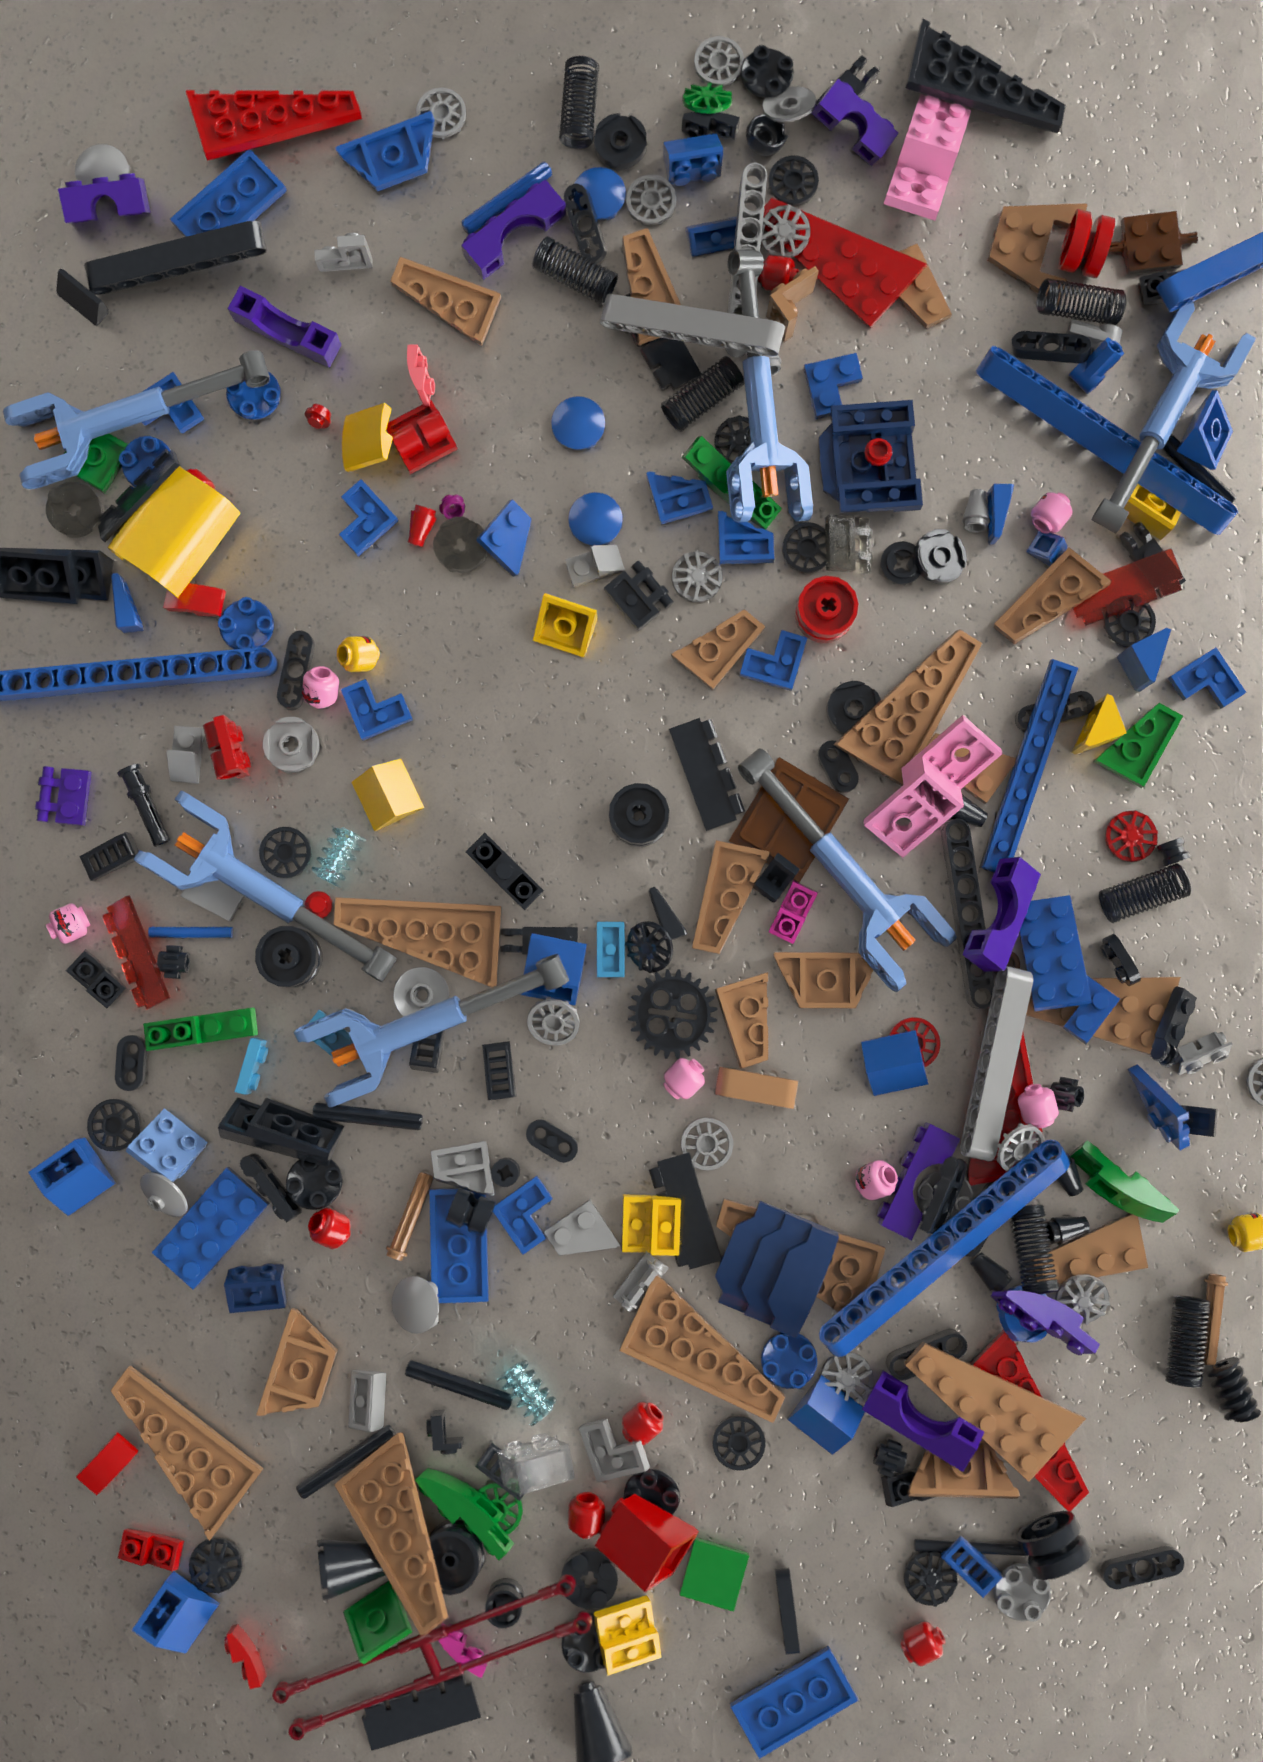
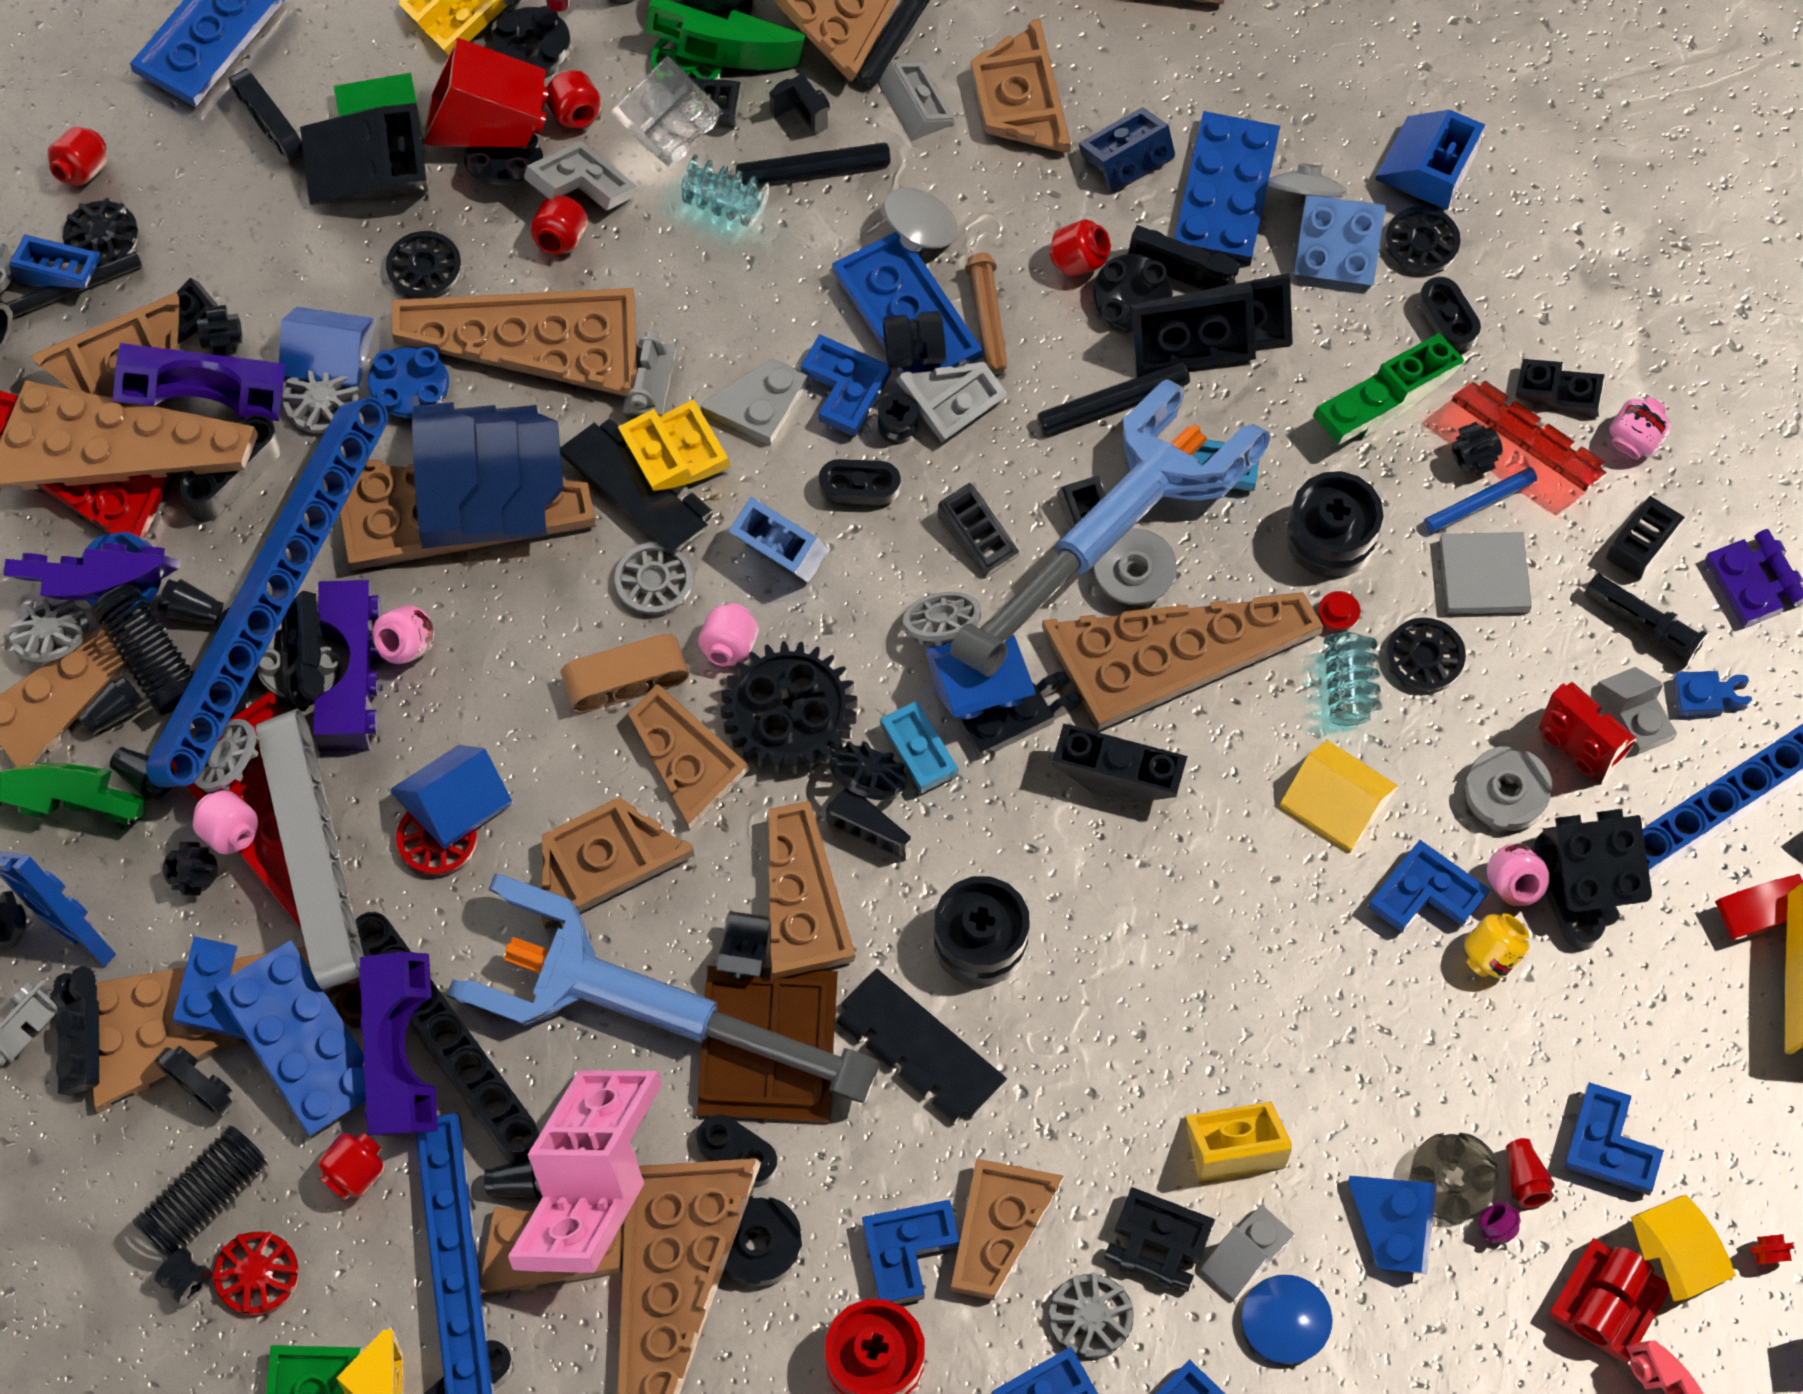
camera: 150 degrees right, 20 degrees down
(141, 743) = (1704, 695): none -> blue plate
(217, 862) = (1501, 586): medium blue piece -> none
(246, 624) = (1677, 915): blue dish -> none
(248, 1077) = (1293, 367): dark azure plate -> none
(269, 668) = (1601, 860): none -> black bracket
(622, 1122) = (779, 539): none -> medium blue brick
(741, 1540) = (365, 155): none -> black slope
(793, 912) = (695, 921): dark pink slope -> none
(1056, 864) = (351, 1165): none -> red head

